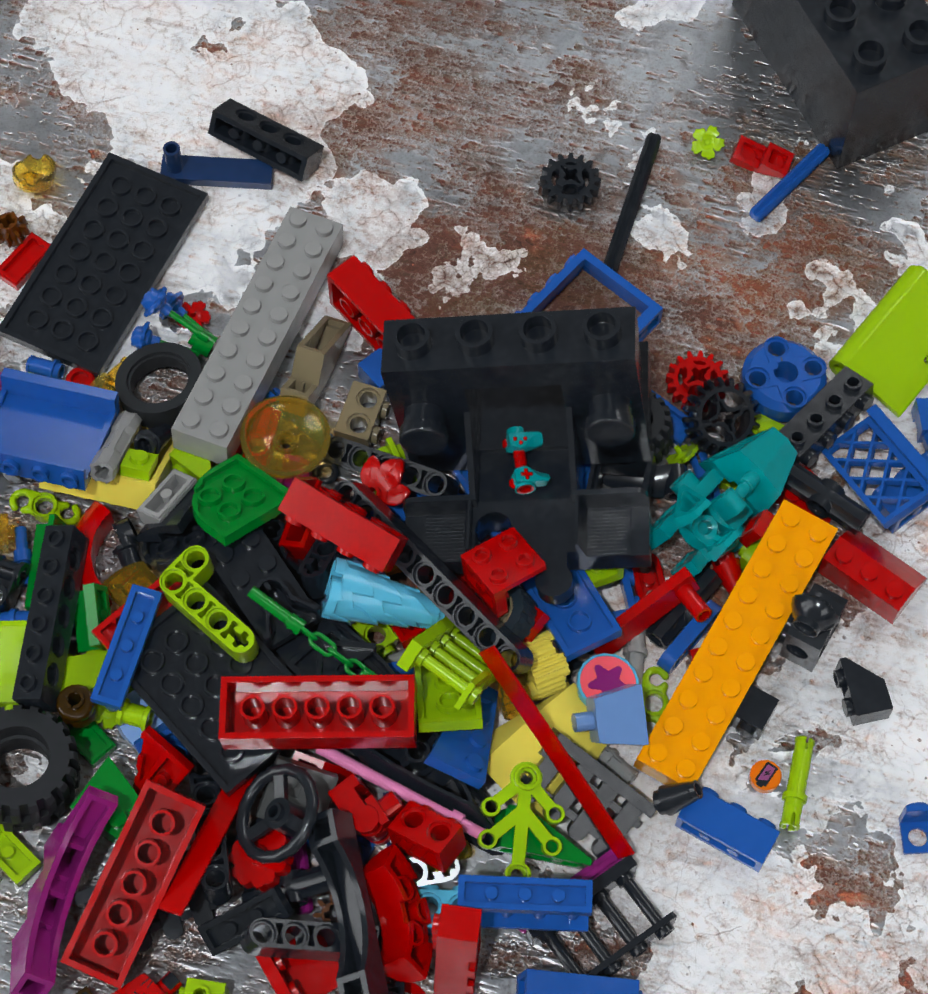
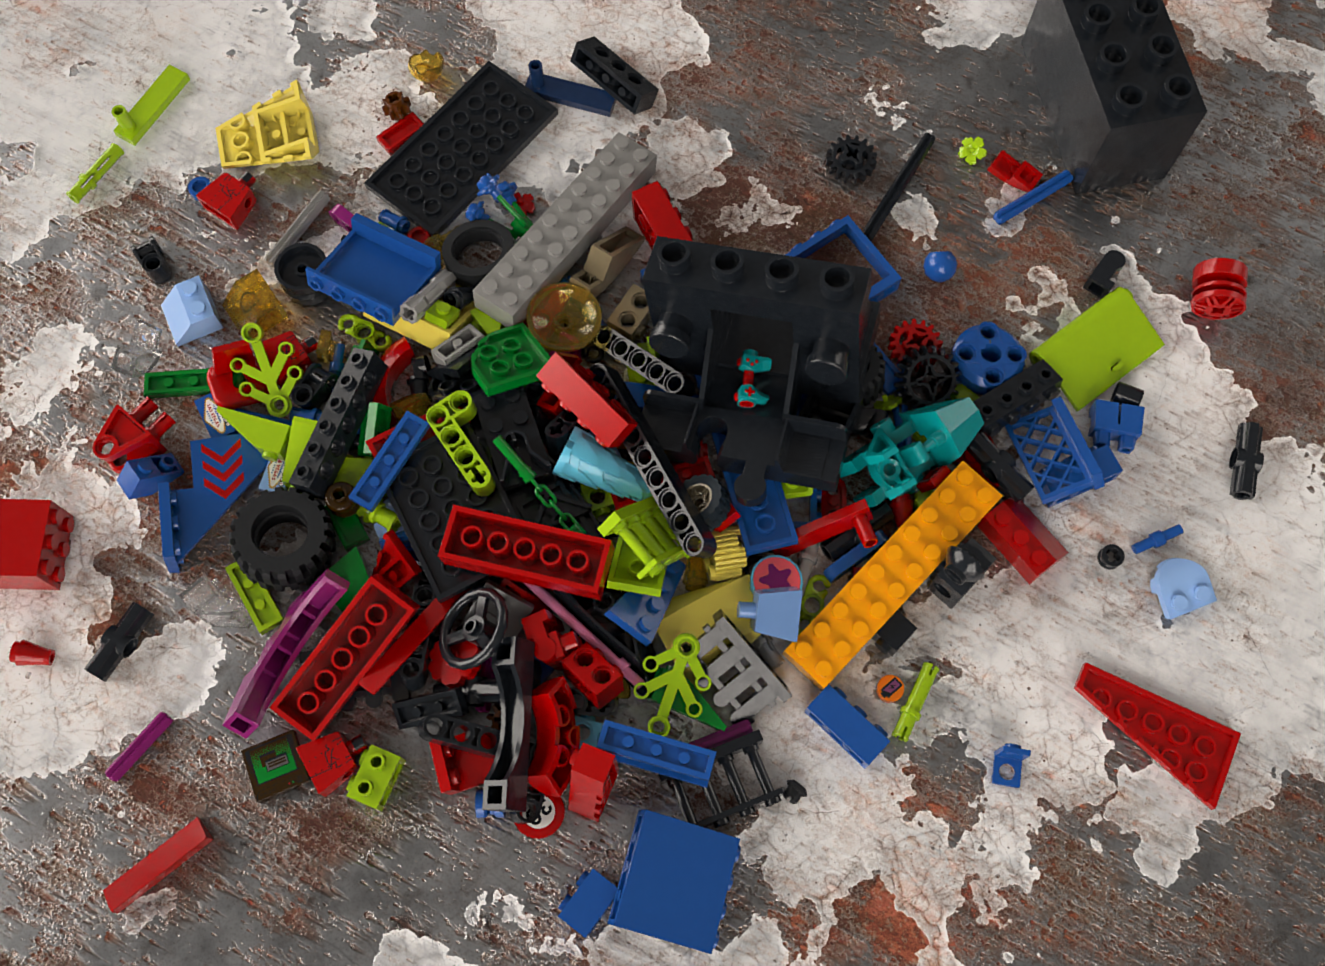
camera: 15 degrees right, 5 degrees up
(385, 479) = (635, 370): red plate -> none
(500, 566) = (708, 464): red bracket -> none
(556, 752) = (716, 631): red piece -> none
(675, 797) = (807, 691): black cone -> none
(686, 914) = (794, 790): none -> black piece
(703, 284) = (940, 266): none -> blue piece
(864, 693) = (990, 638): black slope -> none
(895, 244) = (1109, 267): none -> black leg

